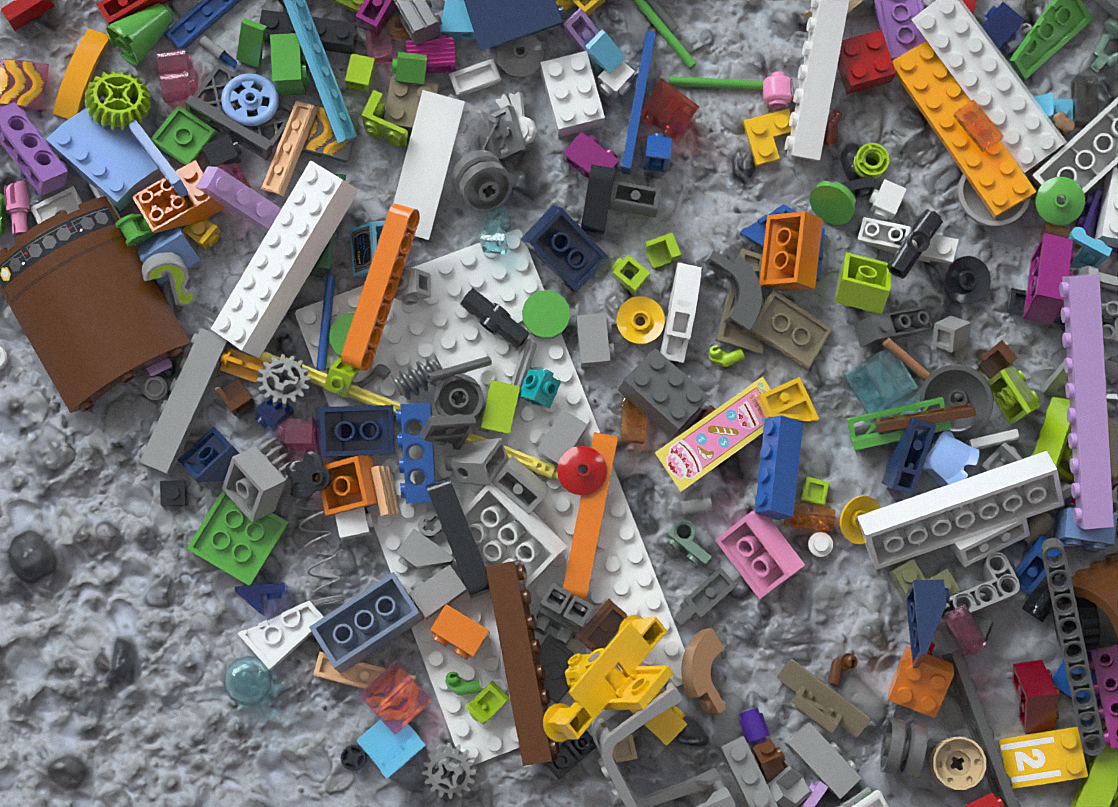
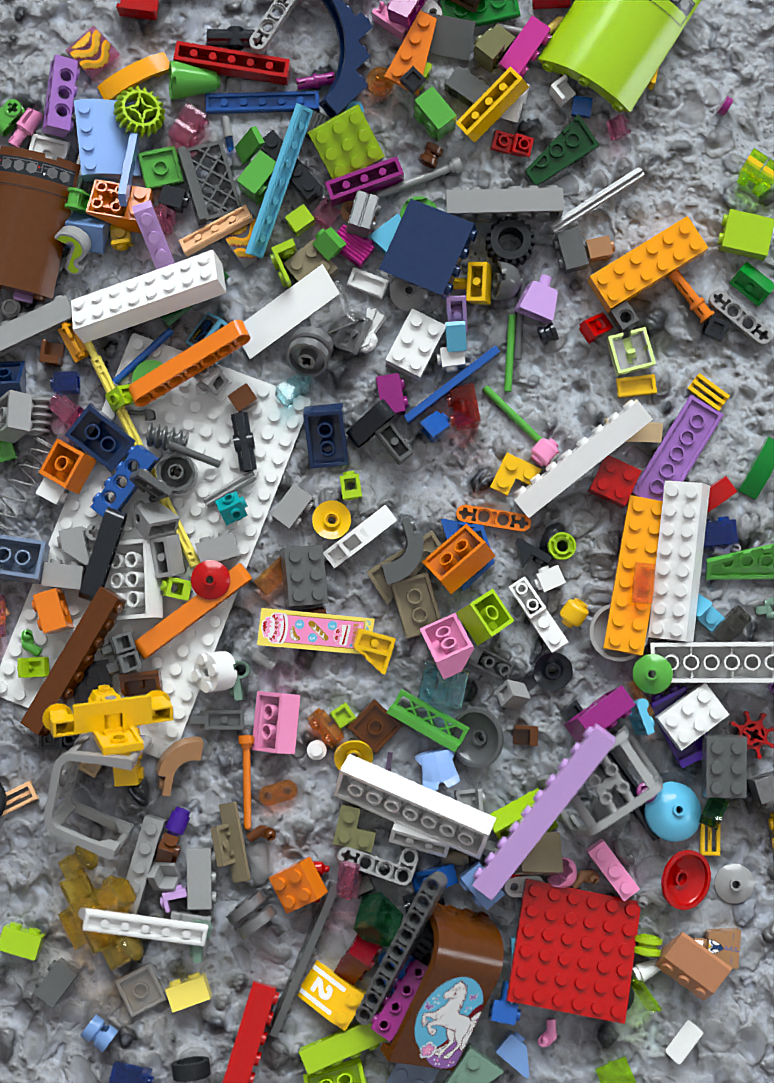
camera: 50 degrees right, 5 degrees up
(247, 81) = (219, 195): light blue plate -> none
(275, 373) = (89, 365): light grey gear -> none
(305, 474) = (46, 437): black plate -> none
(385, 491) = (86, 488): light nougat tile -> none
(457, 279) = (243, 398): none -> reddish brown panel
(499, 407) = (197, 498): lime panel -> none
(546, 314) = (277, 466): bright green tile -> none
(561, 503) = (183, 588): none -> lime brick
(662, 250) = (383, 489): lime panel -> none
(662, 553) = (214, 671): none -> white brick
(723, 358) = (361, 586): lime arm -> none
(750, 596) = (246, 742): none -> orange piece
(778, 467) = (331, 682): blue brick -> none
(784, 189) = (493, 515): none -> orange beam
(821, 616) = (277, 792): none -> clear orange plate
(831, 131) = (555, 504): clear red arm -> none
(833, 202) = (512, 551): bright green tile -> none
(853, 473) = (374, 726): none -> reddish brown tile
(855, 336) = (448, 645): none -> bright pink slope
(906, 358) = (469, 686): nougat bar -> none
(909, 457) = (413, 747): dark blue slope -> none
(922, 234) = (548, 618): black piece -> none
(925, 607) = (334, 846): dark blue slope -> none
(931, 416) = (445, 731): reddish brown tile -> none
(940, 205) = (574, 613): none -> yellow head
(971, 768) = (266, 959): tan wheel -> none
(994, 439) = (477, 781): white tile -> none
(1013, 395) = (515, 766): lime slope -> none
(1022, 647) = (377, 919): none -> clear green slope
(1063, 124) = (702, 630): medium nougat arm -> none

